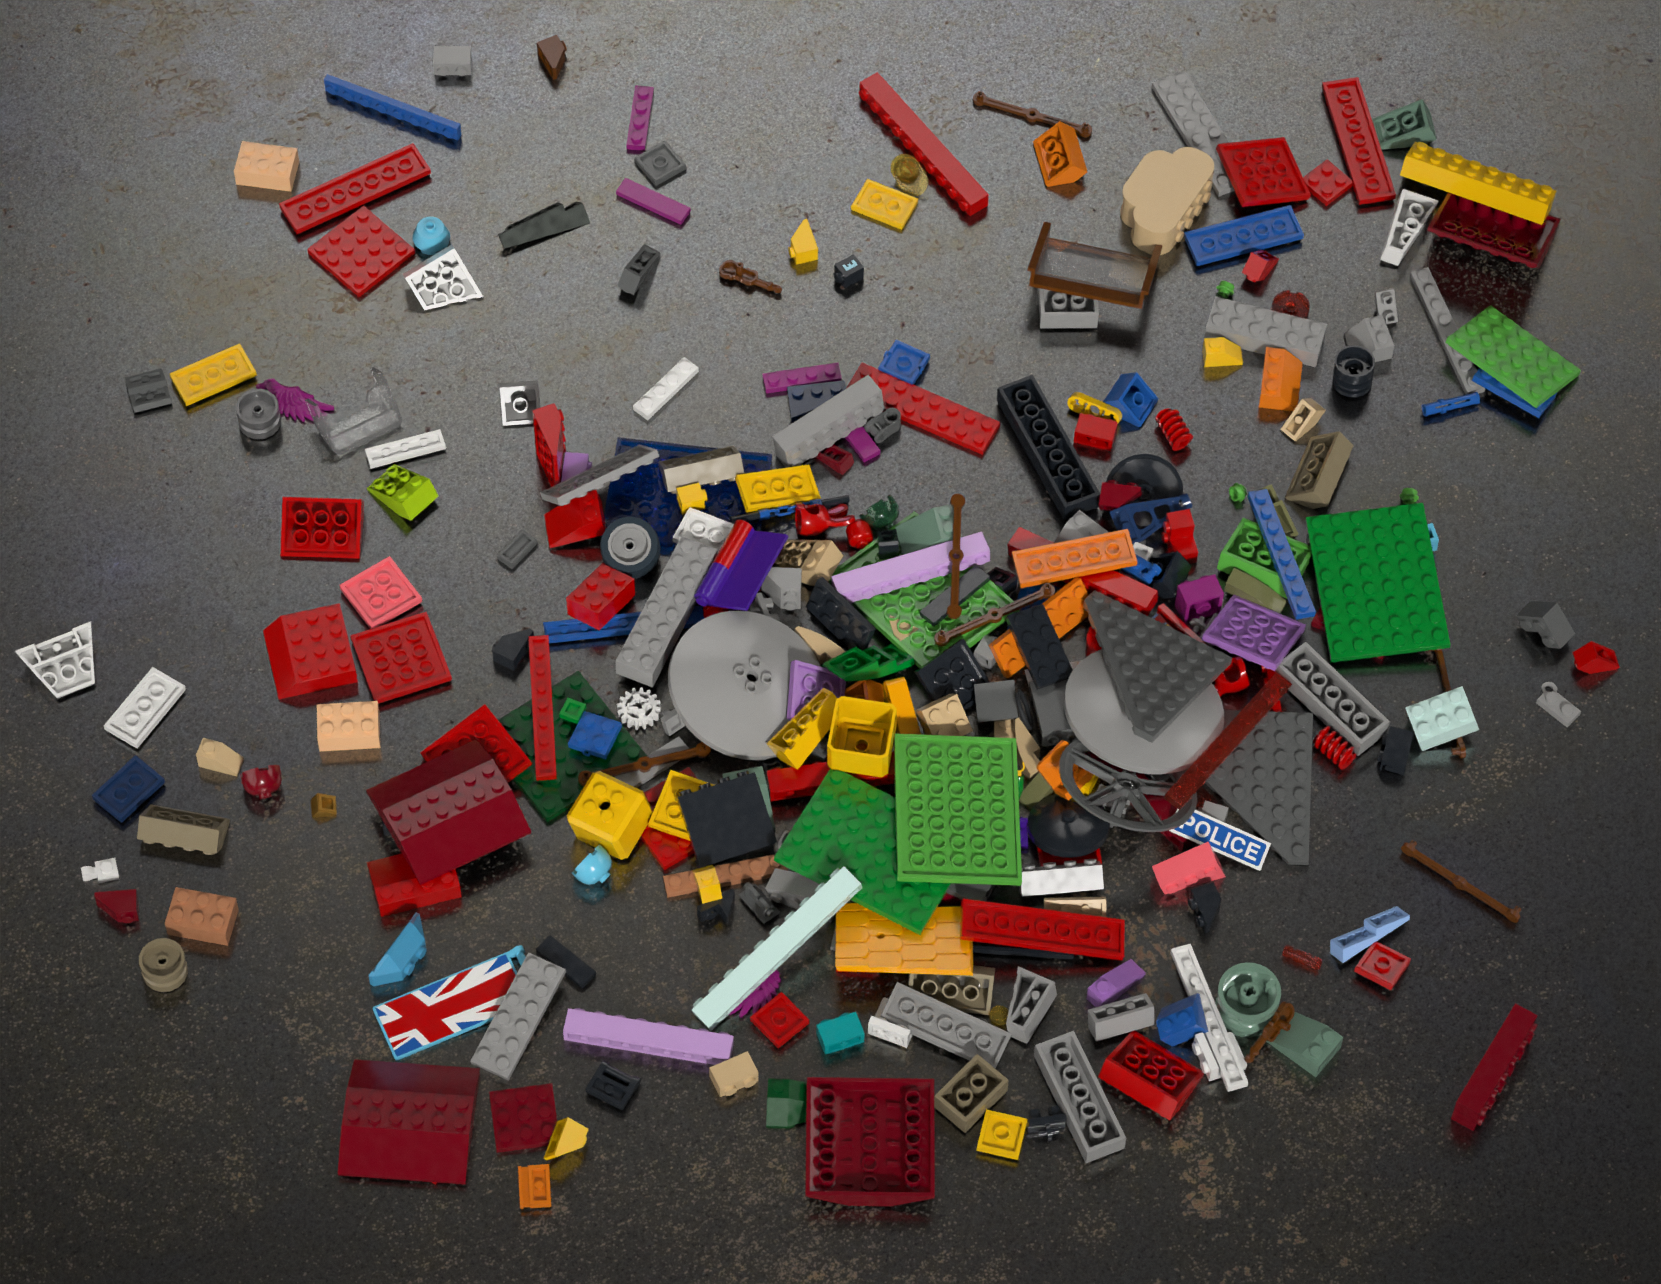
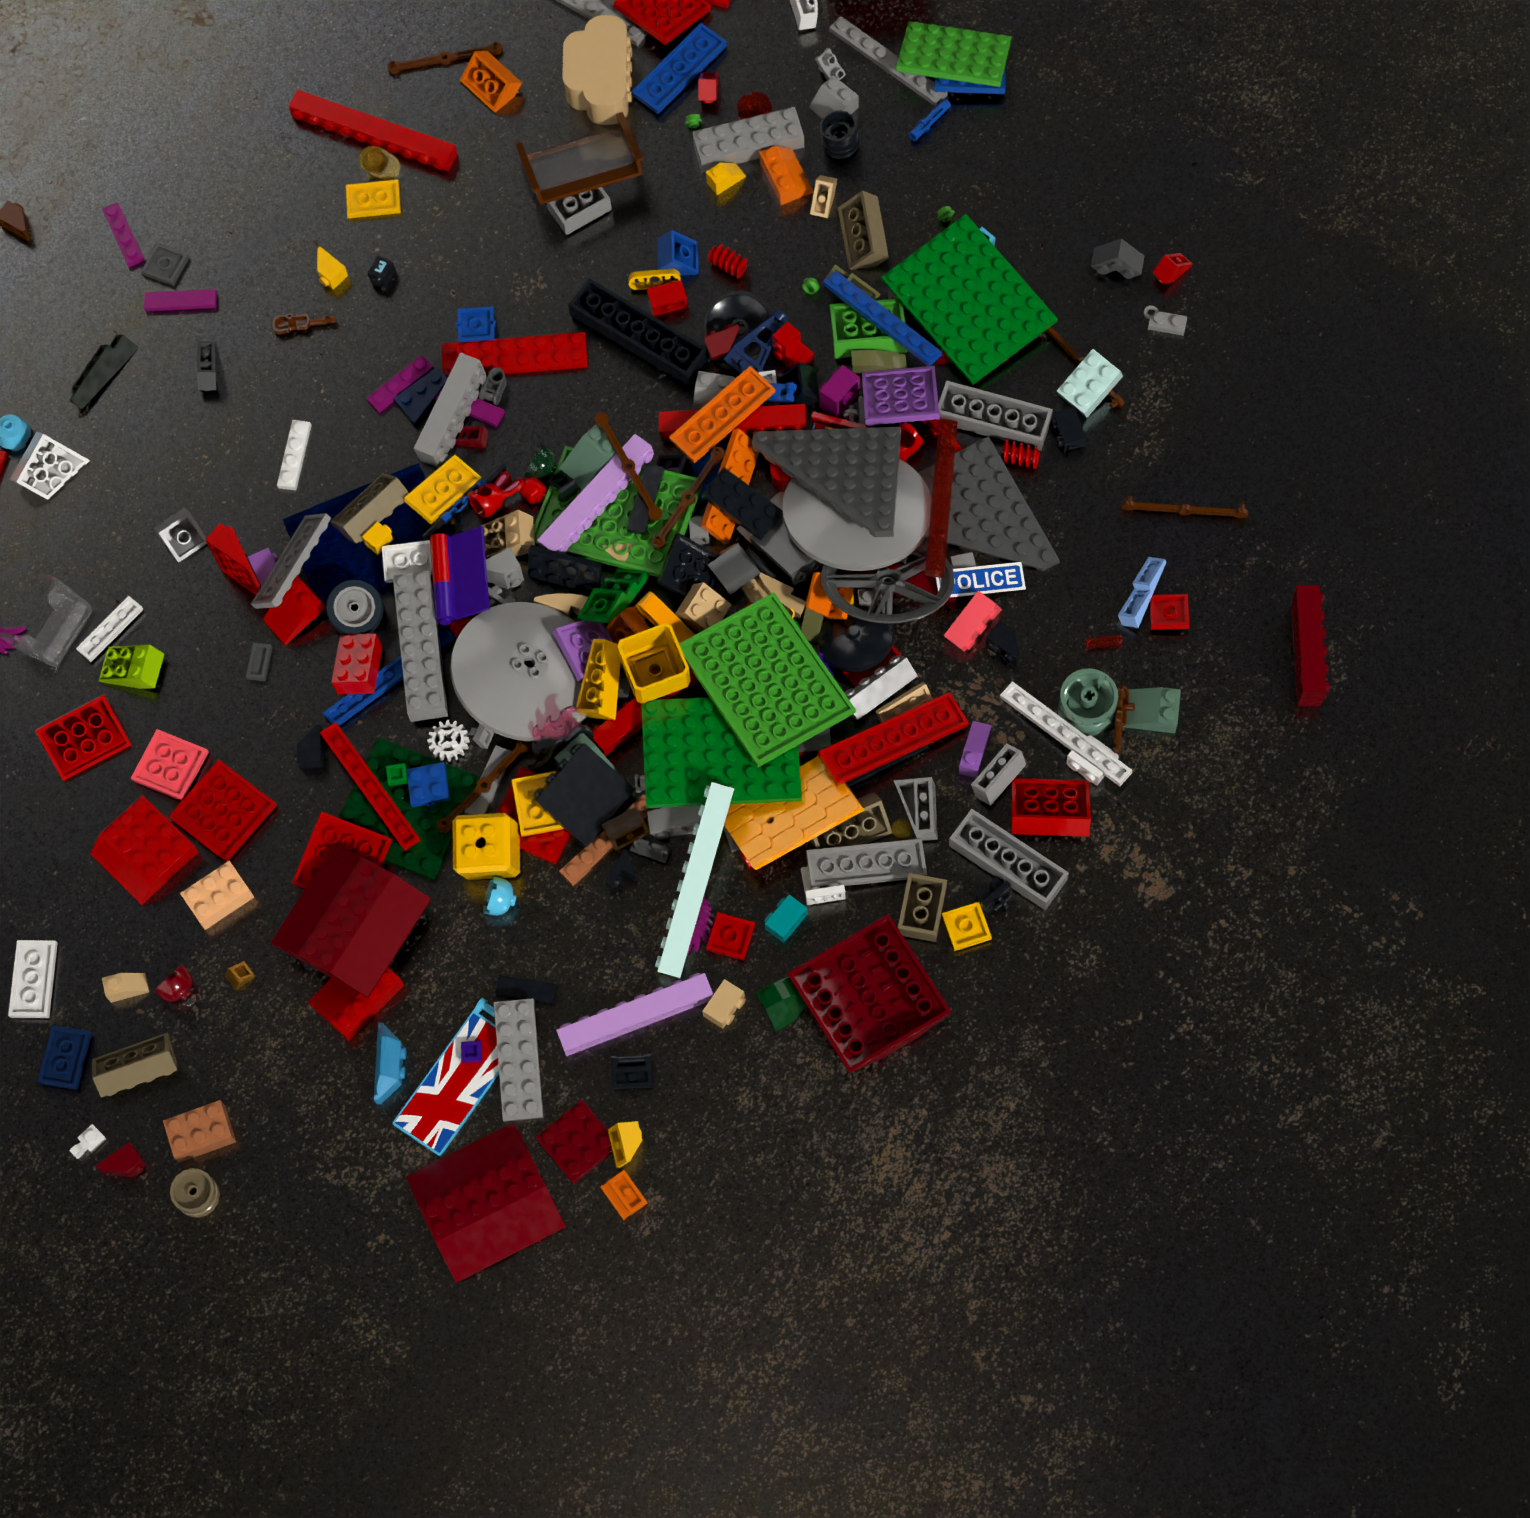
camera: 25 degrees left, 10 degrees up
(481, 985) = (471, 1051): none -> dark purple tile
(707, 884) = (601, 856): yellow slope -> none
(734, 752) = (555, 734): none -> piece
(744, 870) = (625, 829): none -> dark brown brick
(1181, 1020) = (1047, 748): blue slope -> none

